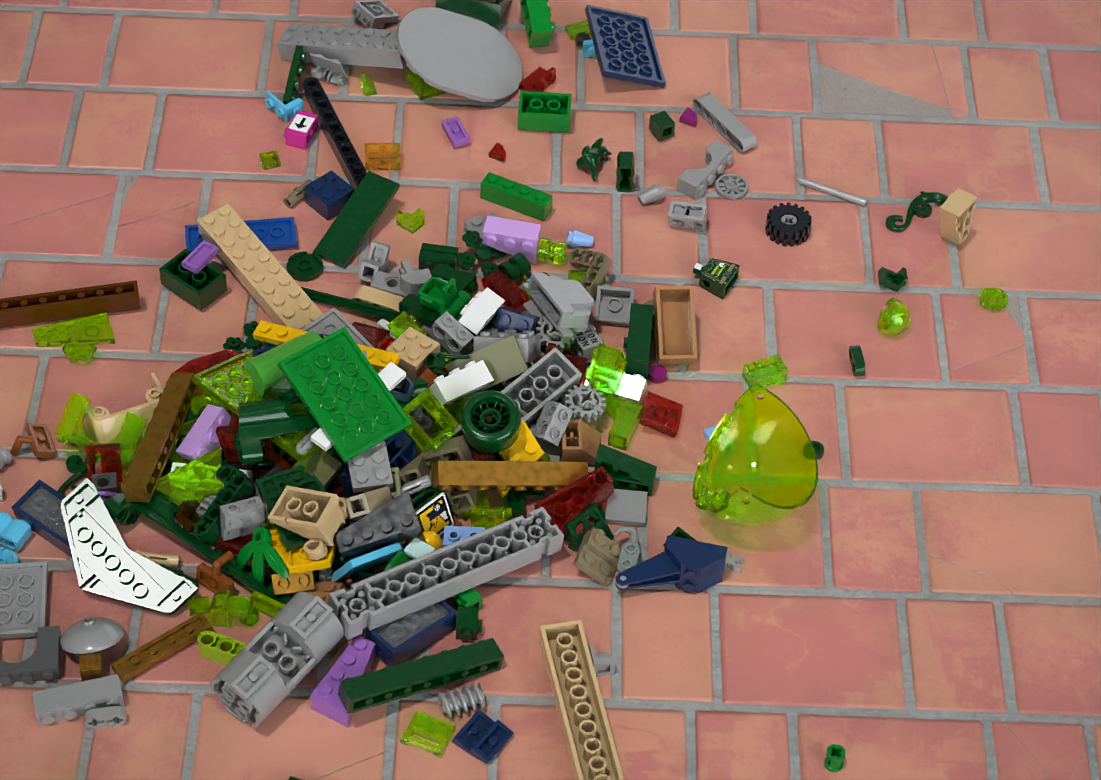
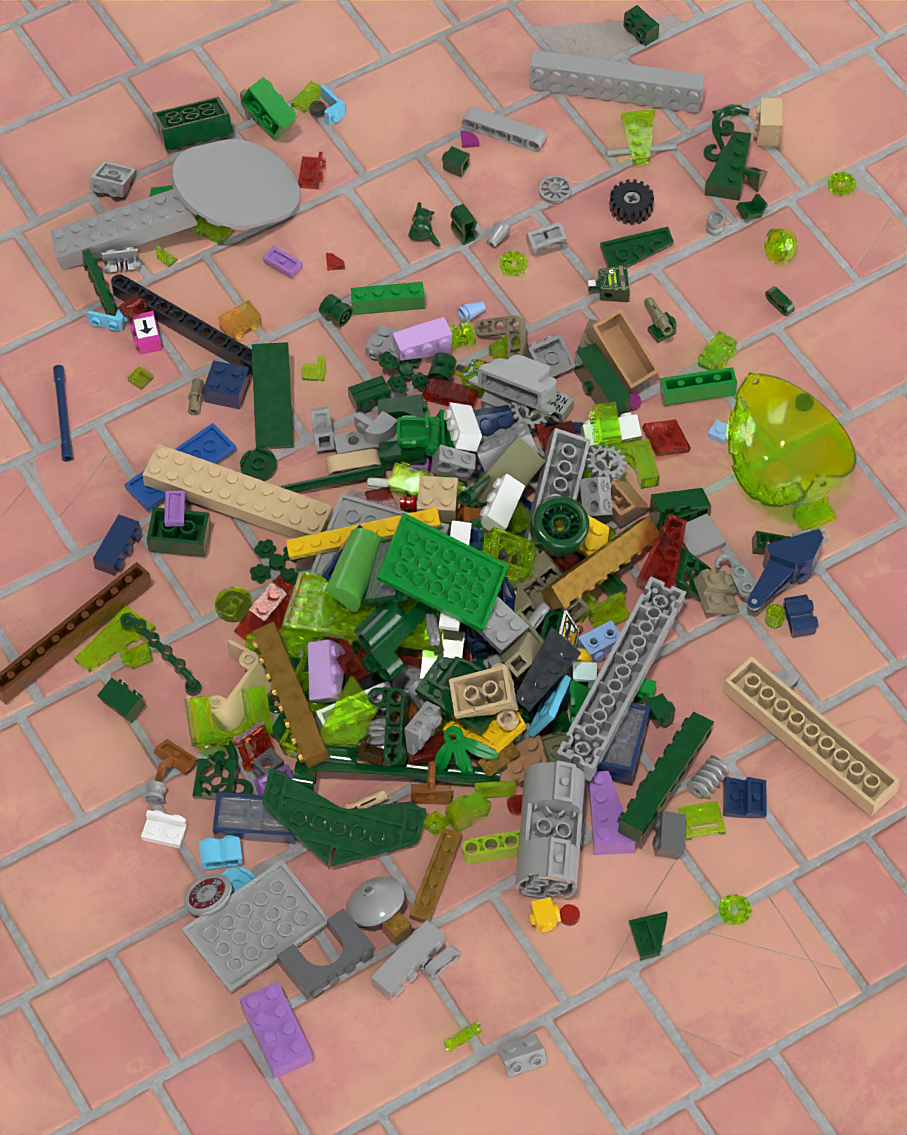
camera: 30 degrees left, 10 degrees up
(37, 376) = (121, 699): none -> dark green brick
(56, 457) = (202, 792): none -> dark green piece
(94, 324) = (129, 621): none -> dark green bar
(138, 264) = (117, 545): none -> dark blue brick
(168, 178) = (66, 446): none -> dark blue piece
(187, 351) = (233, 604): none -> clear neon green tile
(222, 729) = (544, 915): none -> yellow brick
(246, 744) = (569, 915): none -> clear red tile
(303, 103) = (133, 306): none -> clear red piece
(386, 726) = (669, 834): none -> dark grey brick
(465, 185) = (335, 310): none -> dark green wheel
(544, 111) = (346, 200): green brick -> none
(624, 46) = (364, 97): dark blue plate -> none
(635, 599) = (776, 611): none -> clear neon green wheel
(646, 217) = (508, 259): none -> clear neon green gear
(659, 616) = (800, 616): none -> dark blue brick
(695, 181) = (523, 200): light grey arch -> none
(715, 385) = (698, 386): none -> green brick
(733, 320) = (660, 319): none -> olive pin
(734, 332) = (657, 334): none -> dark green bracket
(745, 541) = (814, 515): none -> clear neon green bracket
(763, 260) = (635, 247): none -> dark green wing
(839, 177) = (639, 132): none -> clear neon green wing
(849, 274) = (715, 223): none -> light grey wheel
(851, 129) = (616, 81): none -> light grey brick
(898, 239) = (728, 174): none -> dark green wedge
(910, 100) = (641, 25): none -> dark green brick
(916, 256) = (755, 176): none -> dark green slope

